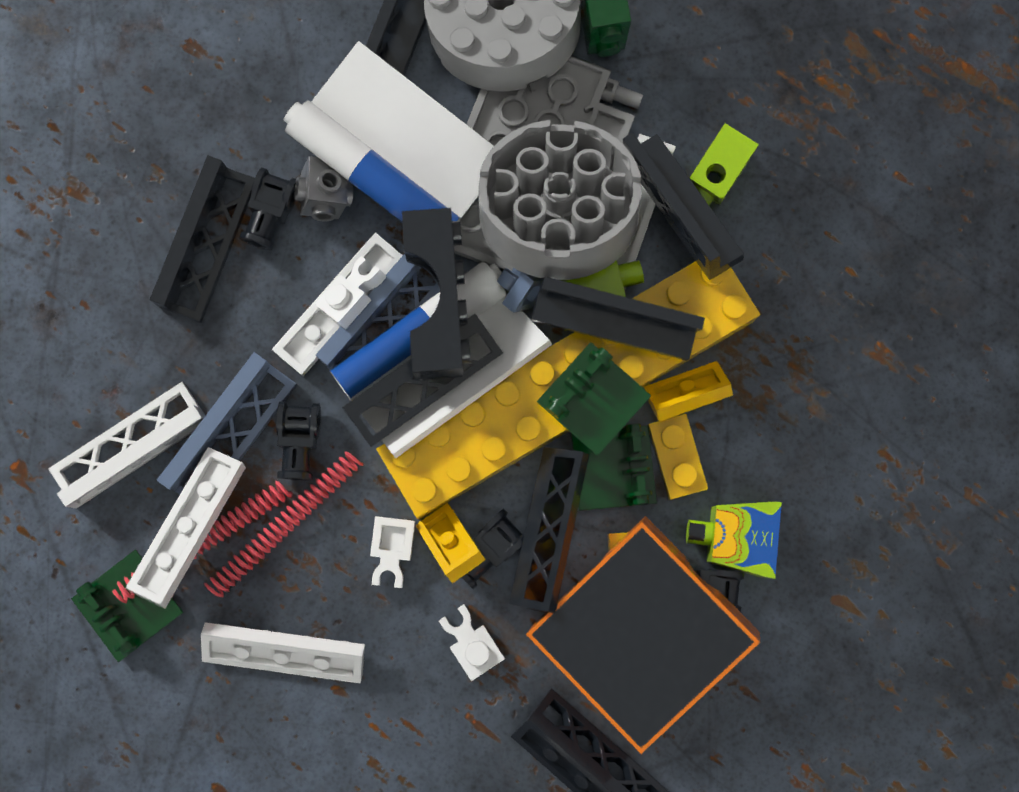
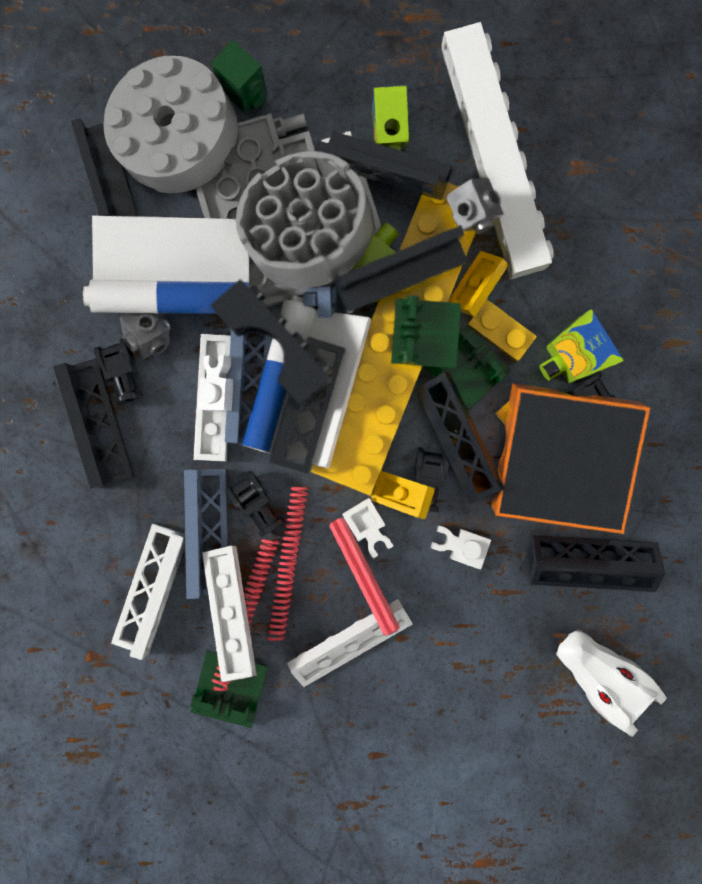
camera: 35 degrees left, 5 degrees up
(348, 596) = (364, 577): none -> coral axle
(736, 310) = (475, 205): none -> flat silver brick
(806, 276) = (495, 148): none -> white brick

